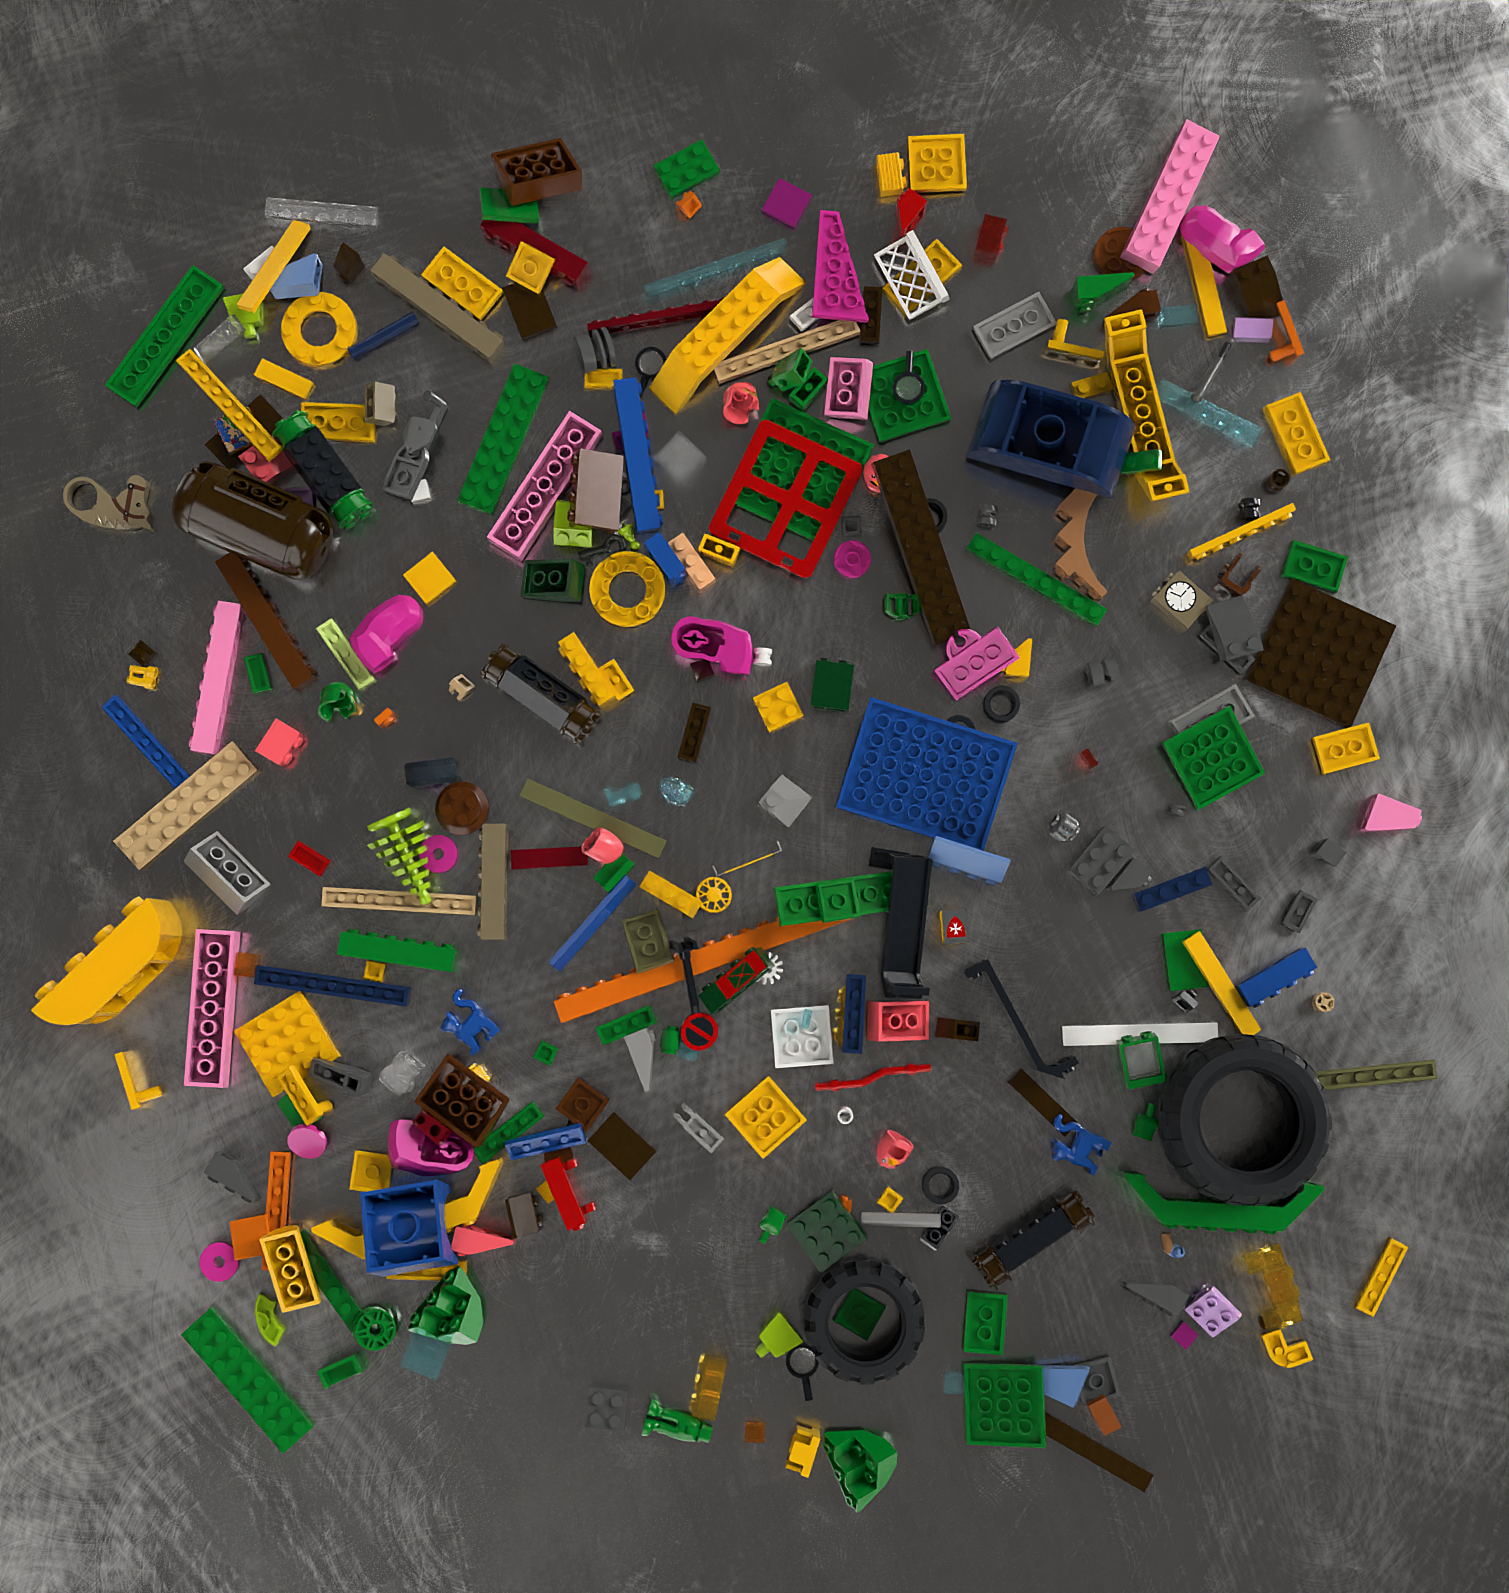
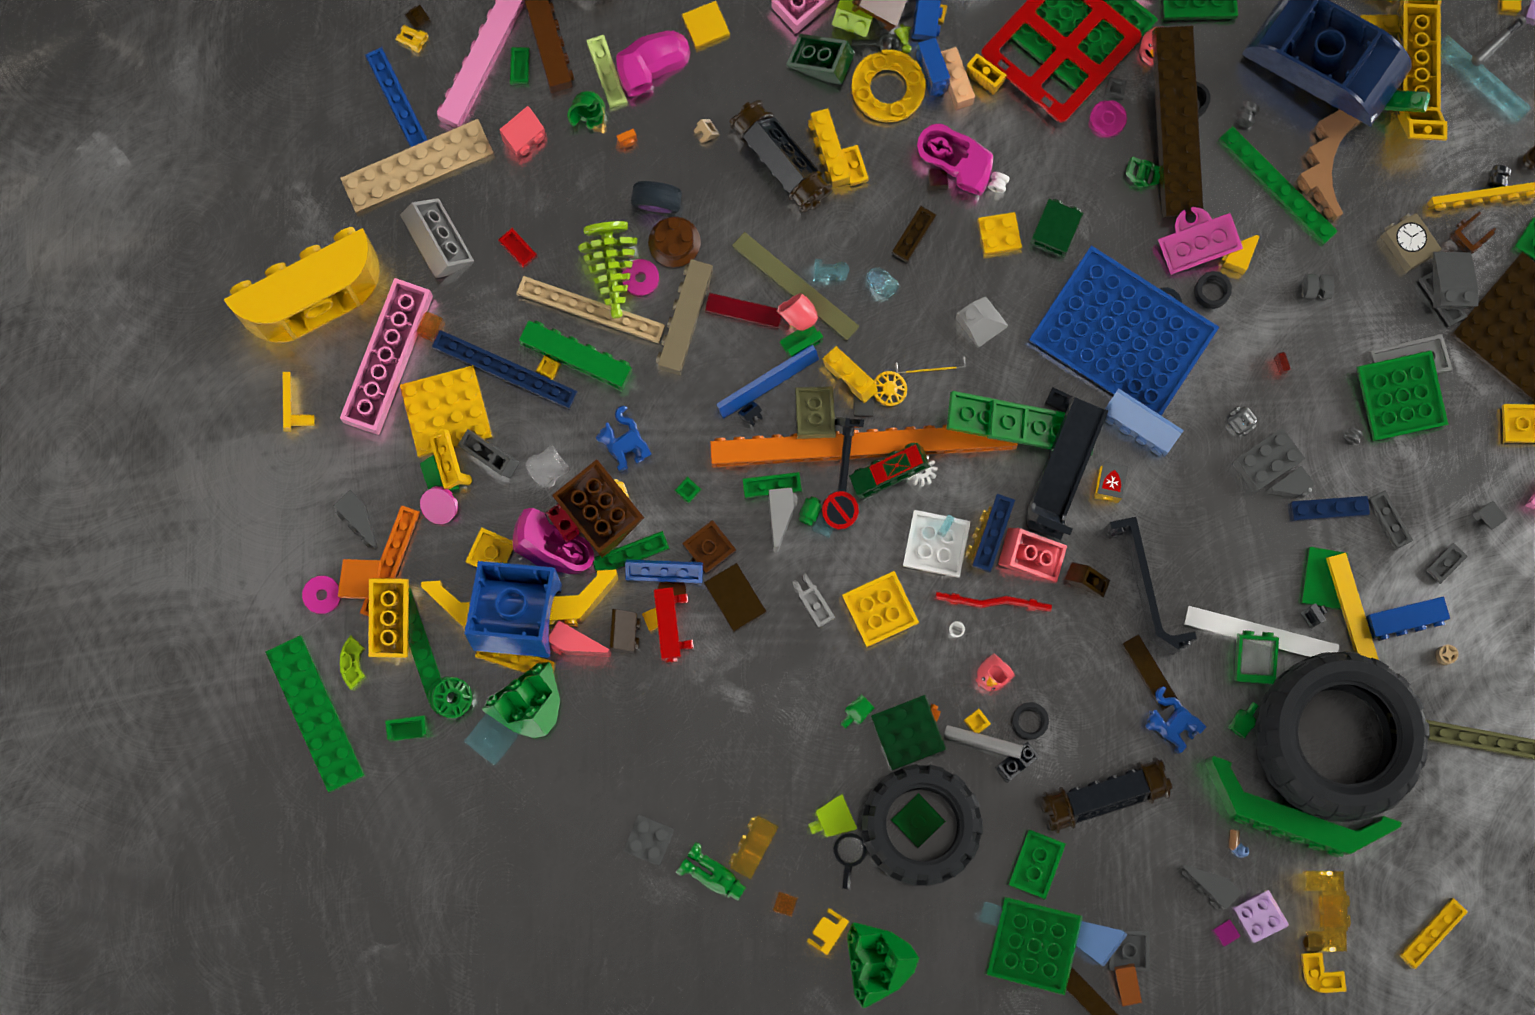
camera: 10 degrees right, 5 degrees down
(583, 959) = (750, 411): none -> black tile

